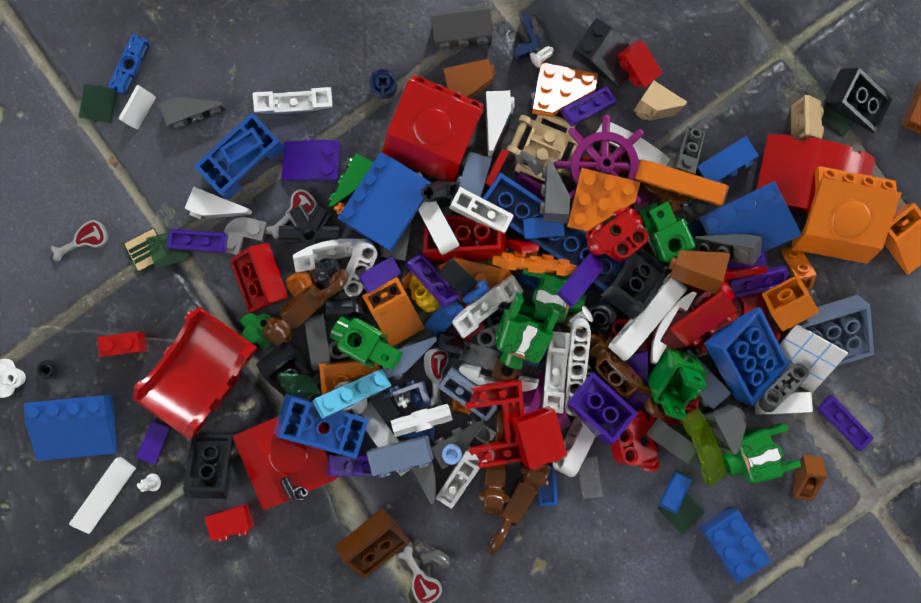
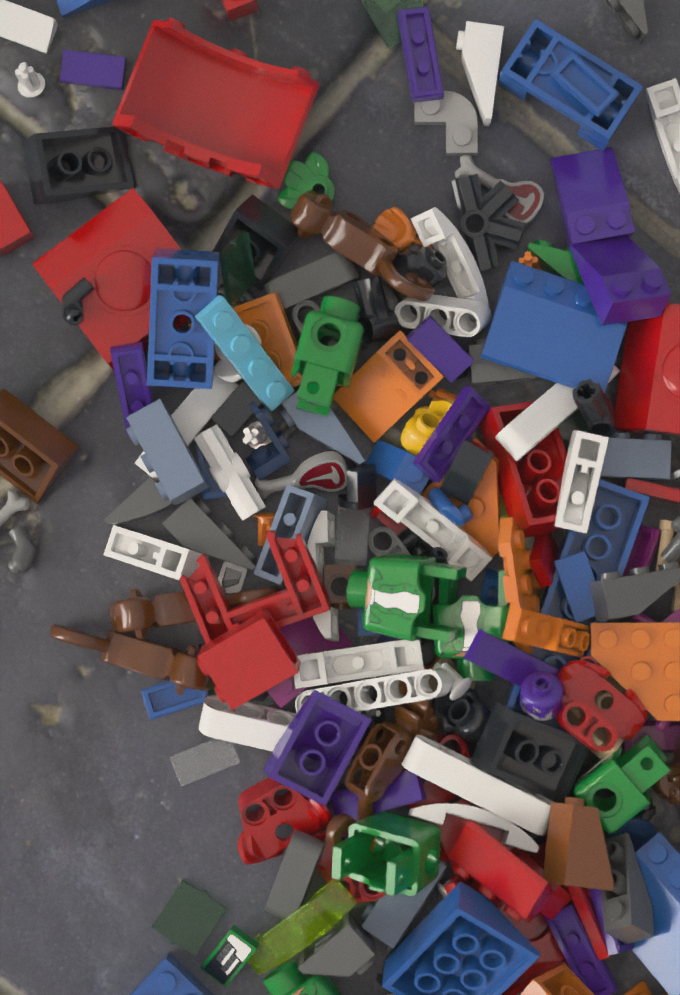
camera: 80 degrees right, 0 degrees up
(258, 277) = (387, 163): red slope -> none
(366, 155) = (621, 280): none -> dark purple slope
(451, 454) = (189, 531): light blue tile -> none
(567, 254) = (546, 632): none -> orange slope
(605, 266) = (541, 696): none -> dark purple head
(675, 492) = (216, 901): blue tile -> none
(710, 491) = (229, 956): none -> slope

